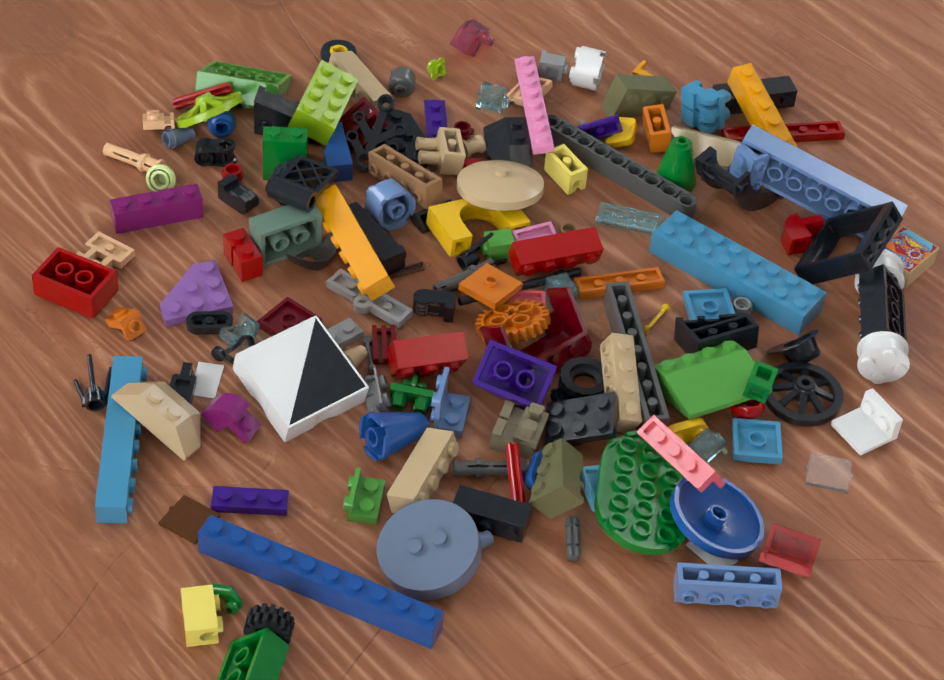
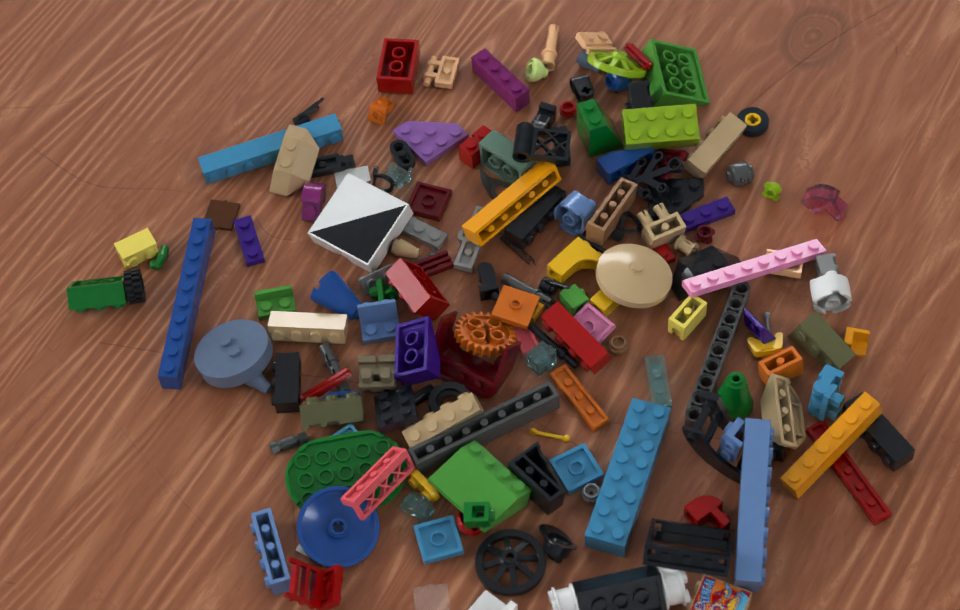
camera: 80 degrees right, 10 degrees up
(492, 97) = (755, 239): clear light blue brick -> none

